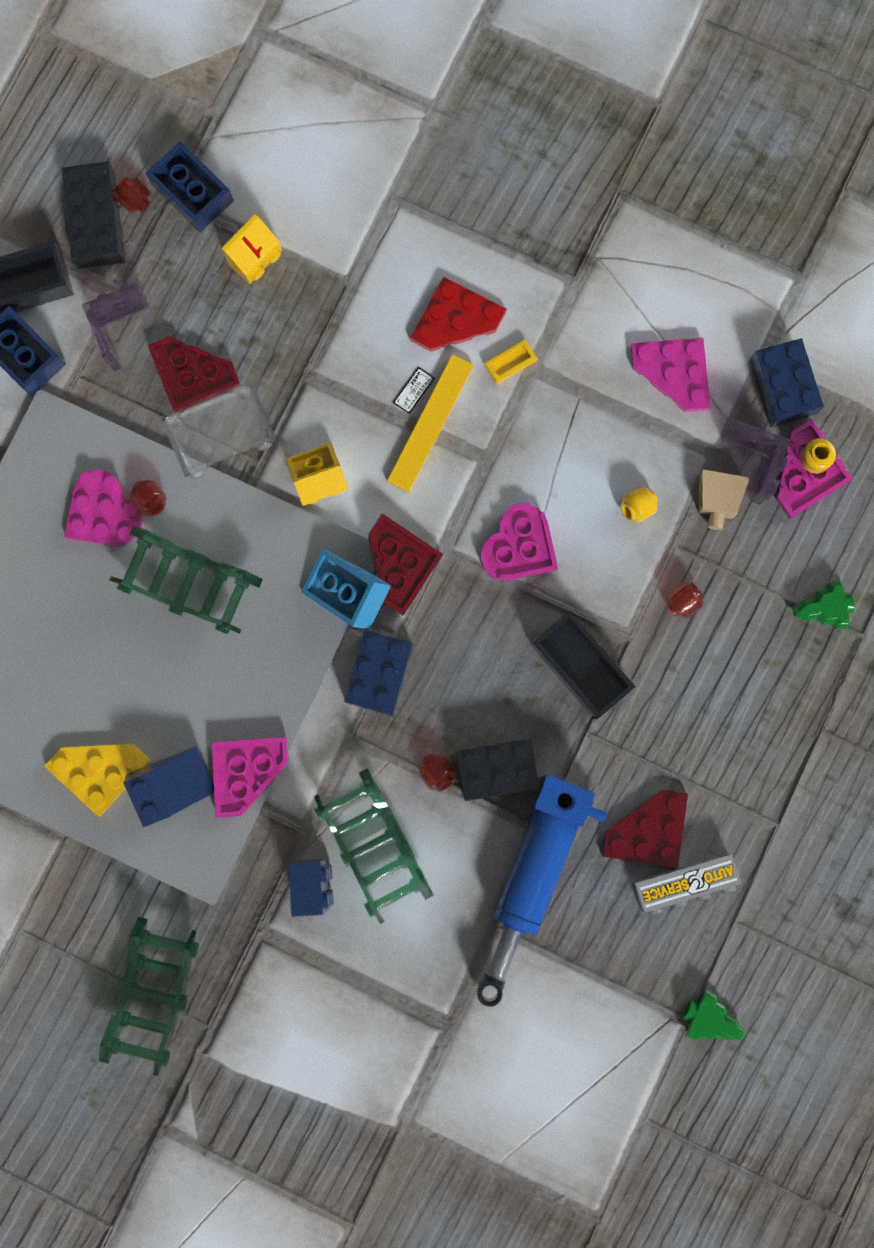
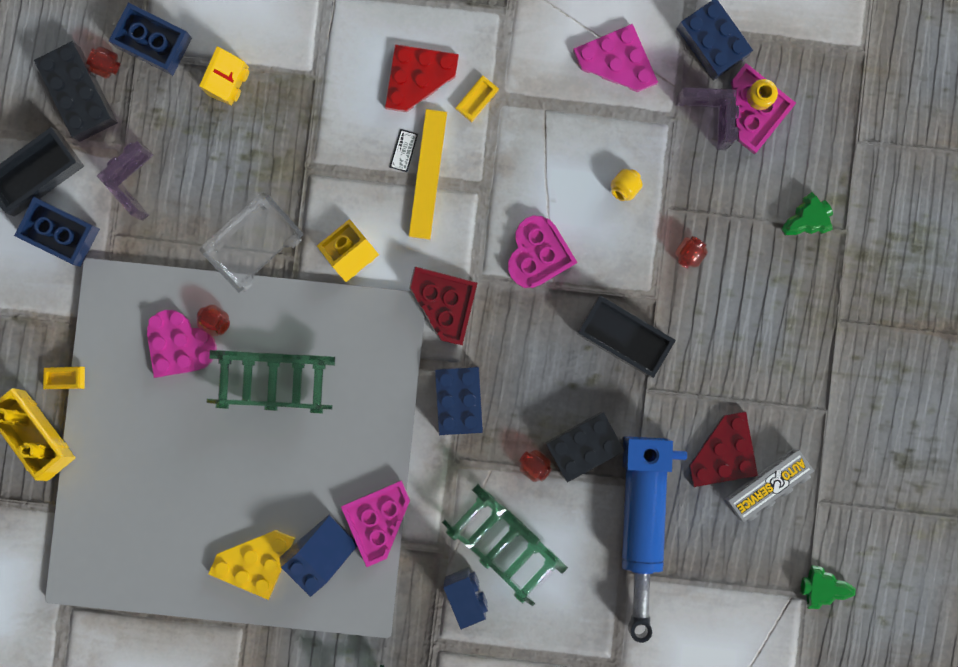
camera: 30 degrees left, 5 degrees up
(191, 373) = (210, 200): dark red plate -> none
(345, 590) = (407, 341): dark azure slope -> none
(720, 496) = (691, 155): tan torso -> none

